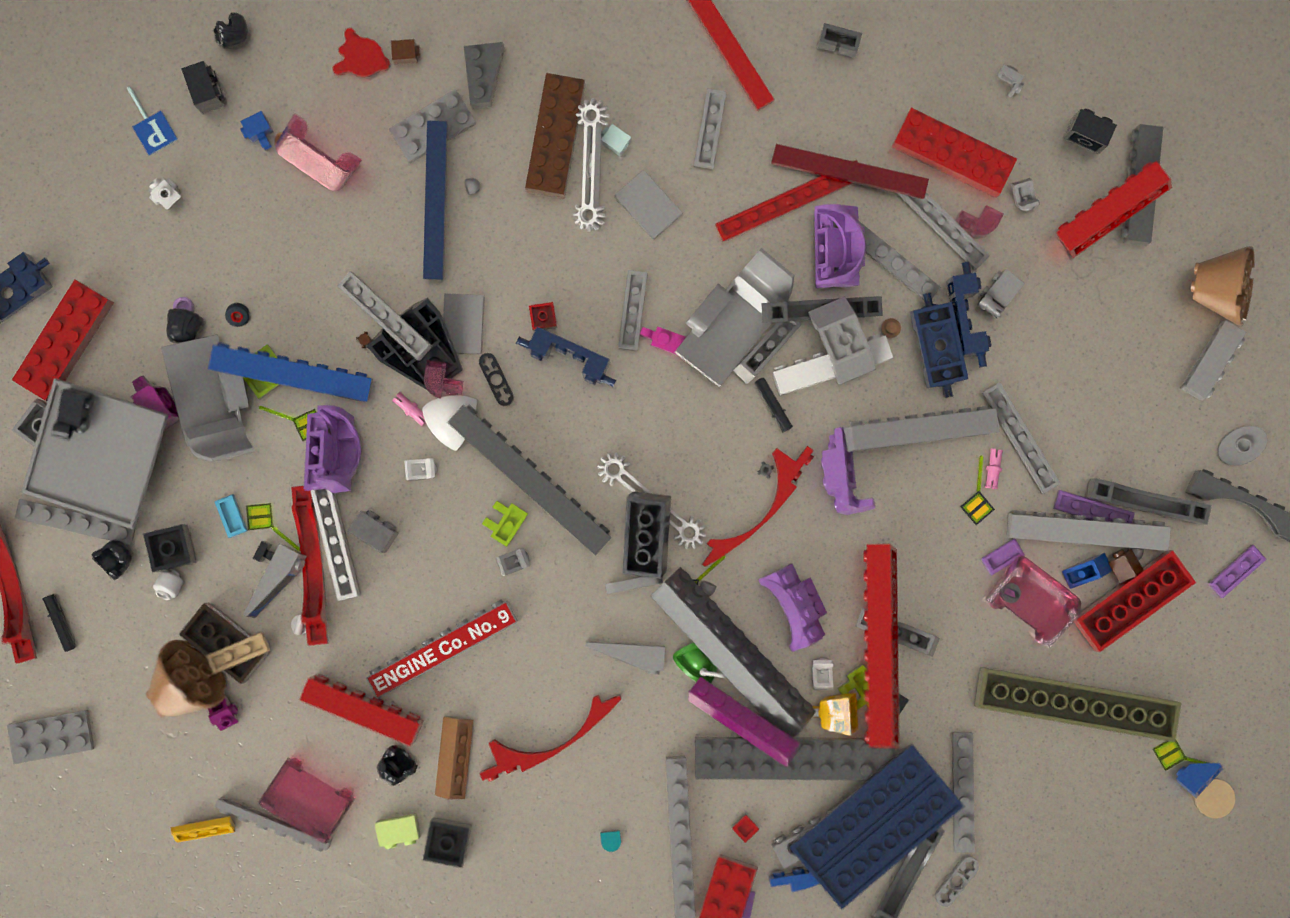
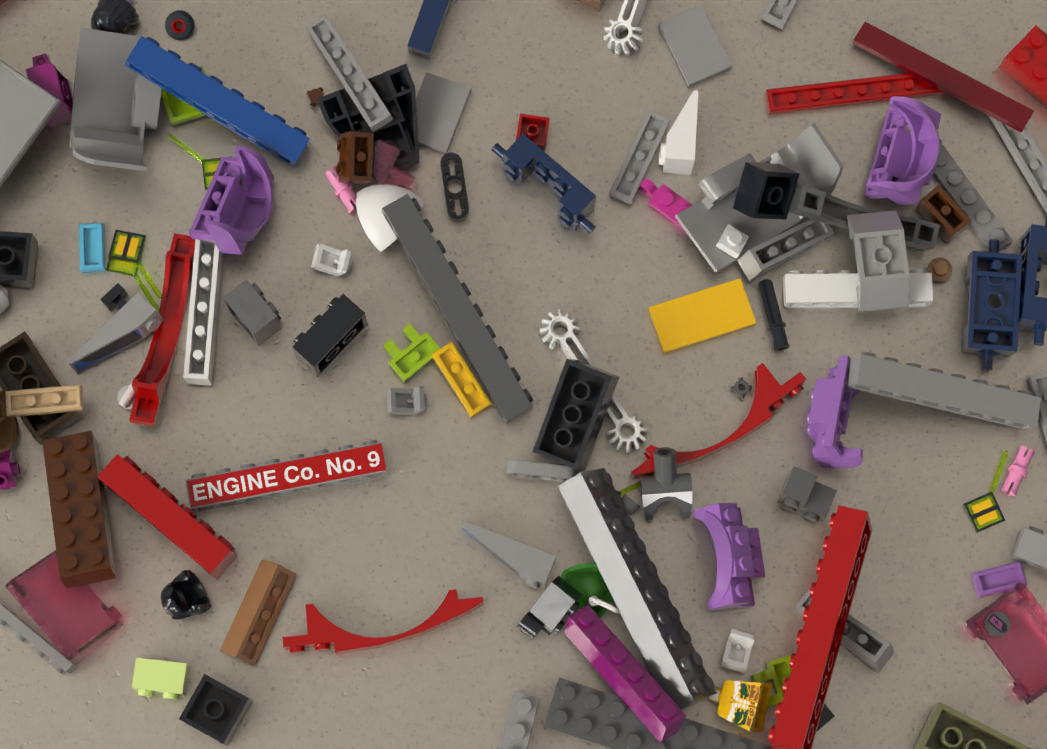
camera: 20 degrees right, 10 degrees down
(259, 507) = (128, 248): none -> piece
(293, 726) = (78, 509): none -> reddish brown brick
(412, 384) = (355, 157): none -> reddish brown brick
(437, 530) = (329, 334): none -> black brick
(550, 531) = (461, 379): none -> yellow tile
(661, 293) = (678, 151): none -> white slope
(673, 688) = (551, 609): none -> hinge
(718, 422) = (702, 316): none -> yellow tile
(725, 358) = (732, 241): none -> white plate
(731, 566) = (666, 485): none -> dark grey connector
(739, 312) = (766, 190): none -> black brick
(840, 539) = (806, 495): none -> dark grey brick
(882, 284) = (942, 210): none -> reddish brown brick

